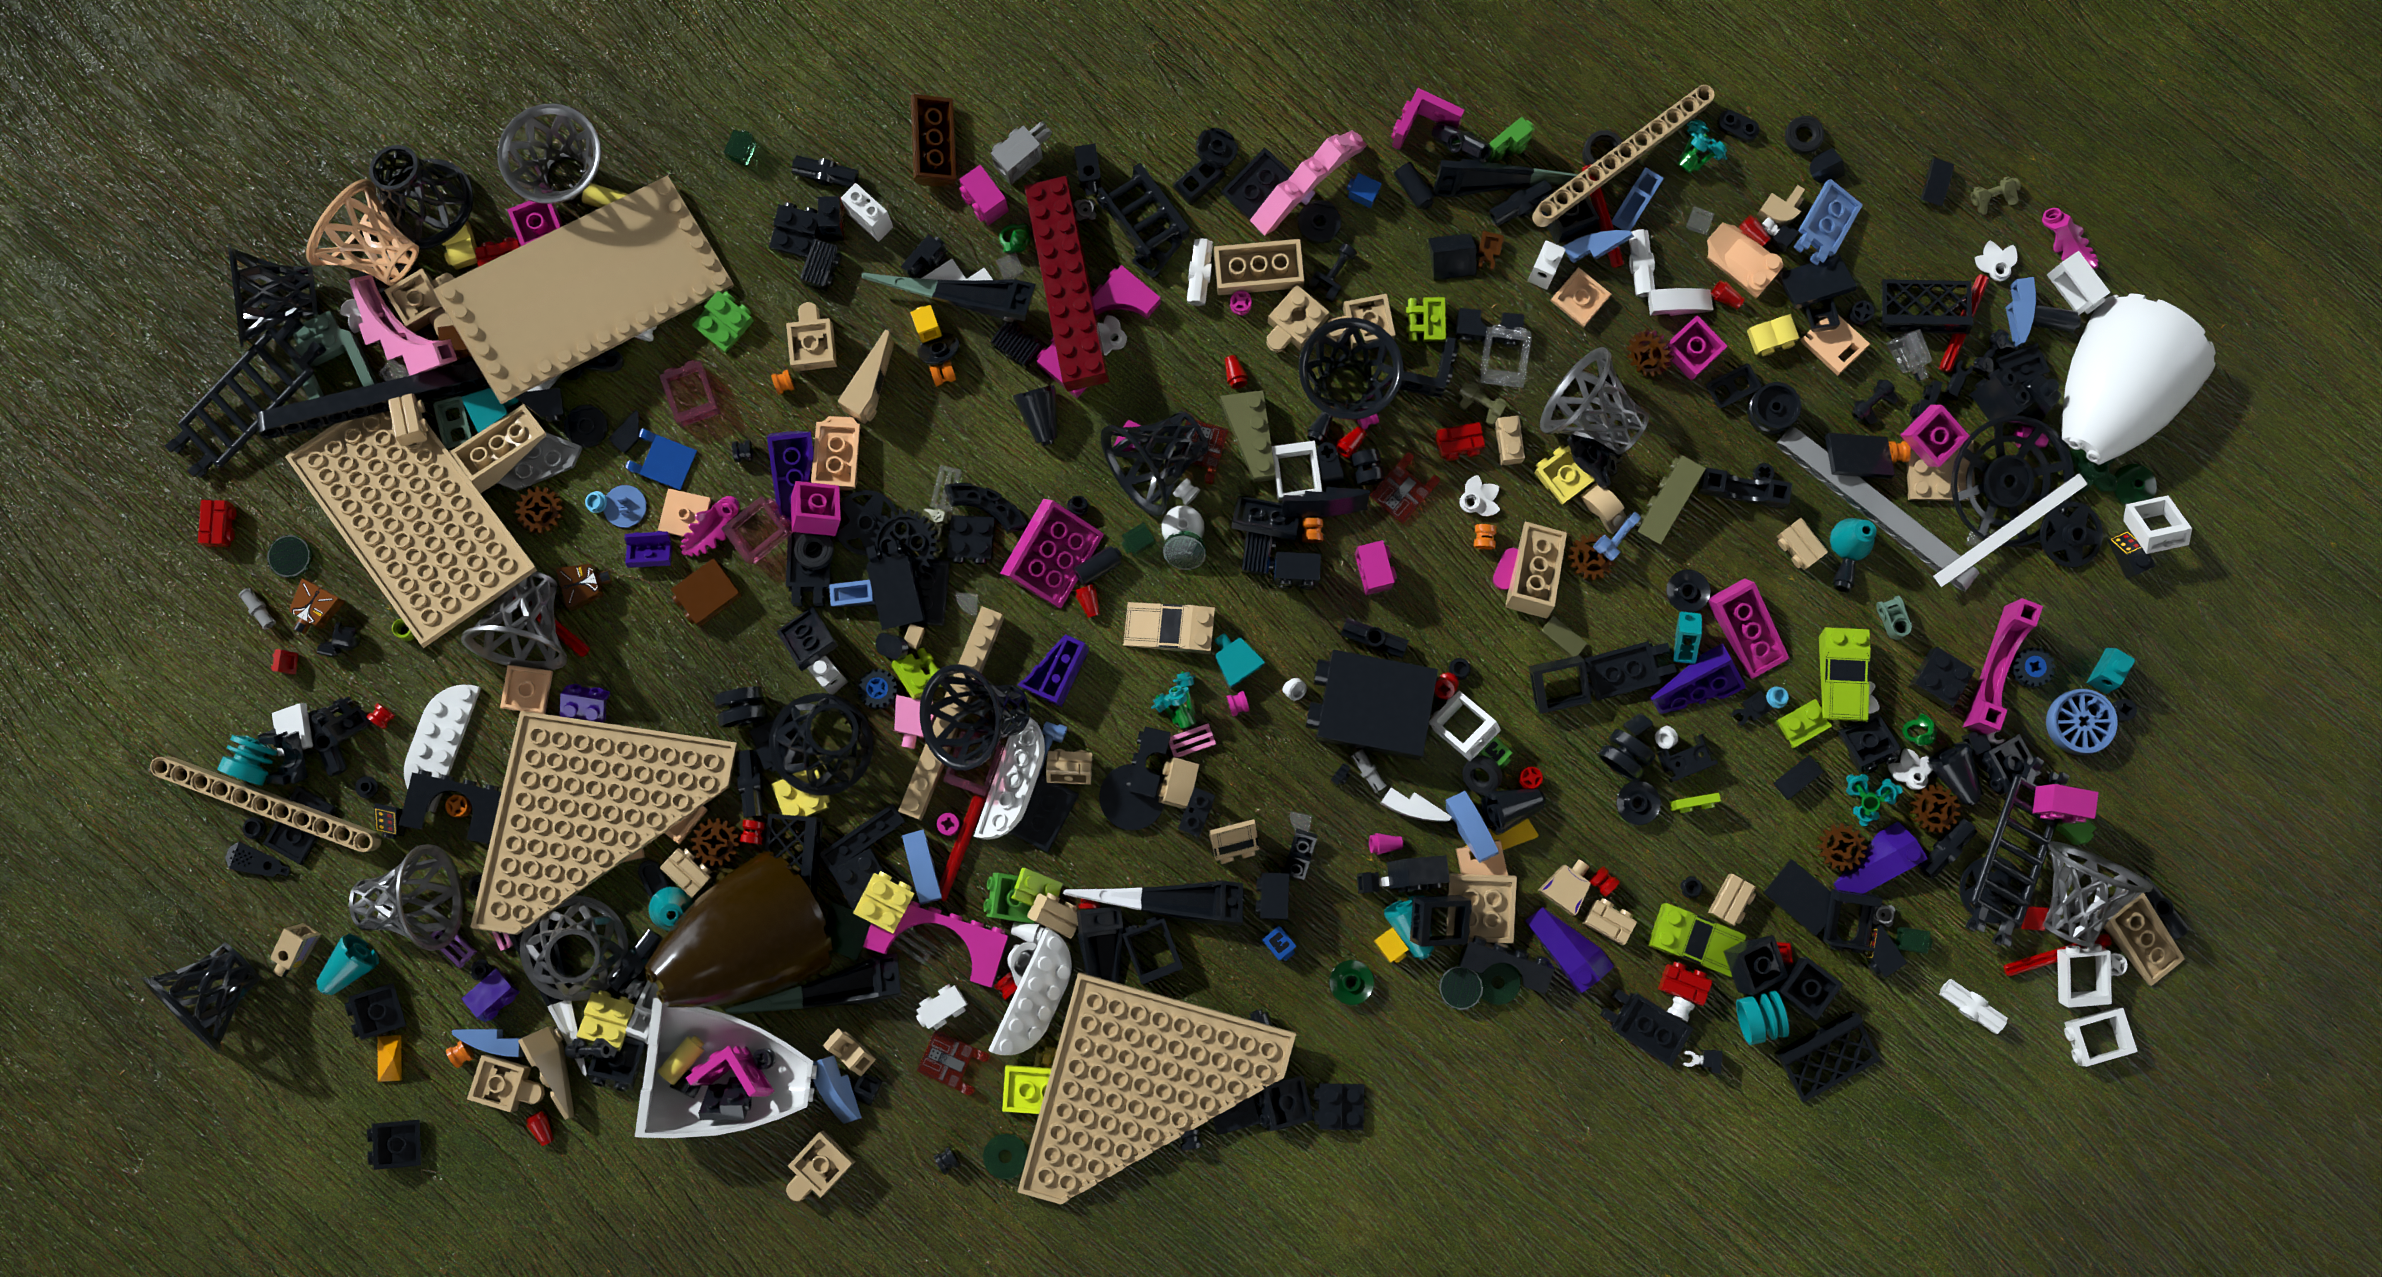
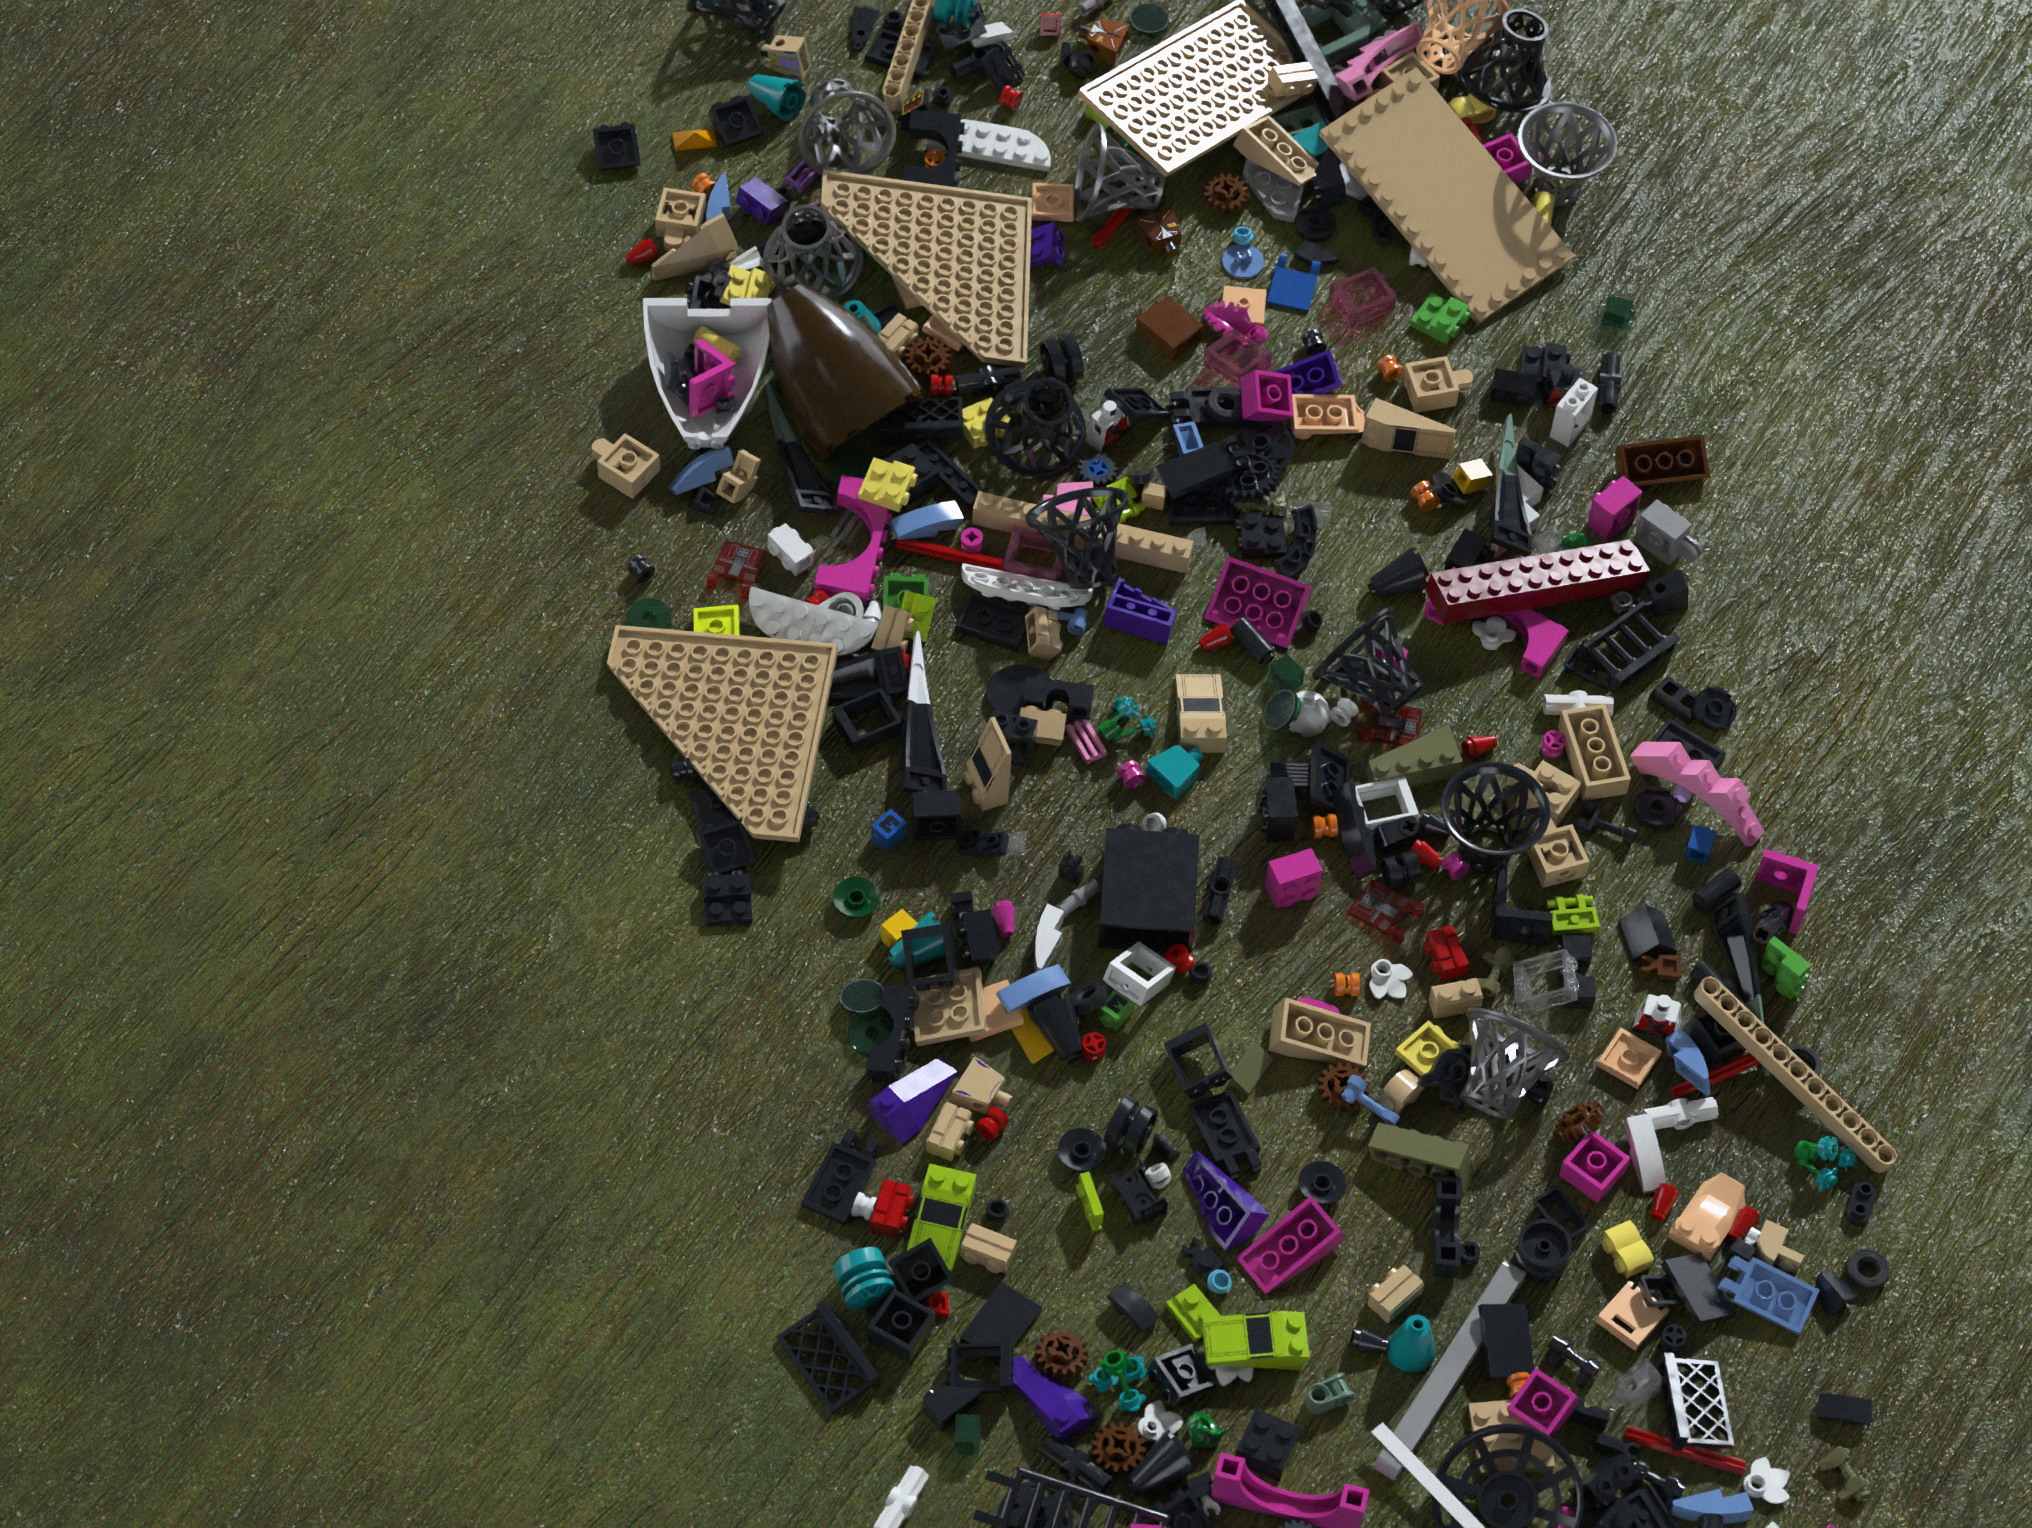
camera: 80 degrees right, 25 degrees down
(648, 549) = (1203, 279): dark purple bracket -> none
(1637, 200) = (1752, 1105): medium blue slope -> none
(1690, 627) = (1271, 1177): teal torso -> none
(1699, 220) = (1743, 1171): clear tile -> none
(1708, 1058) = (813, 1241): black piece -> none
(1887, 919) = (997, 1401): light grey plate -> none

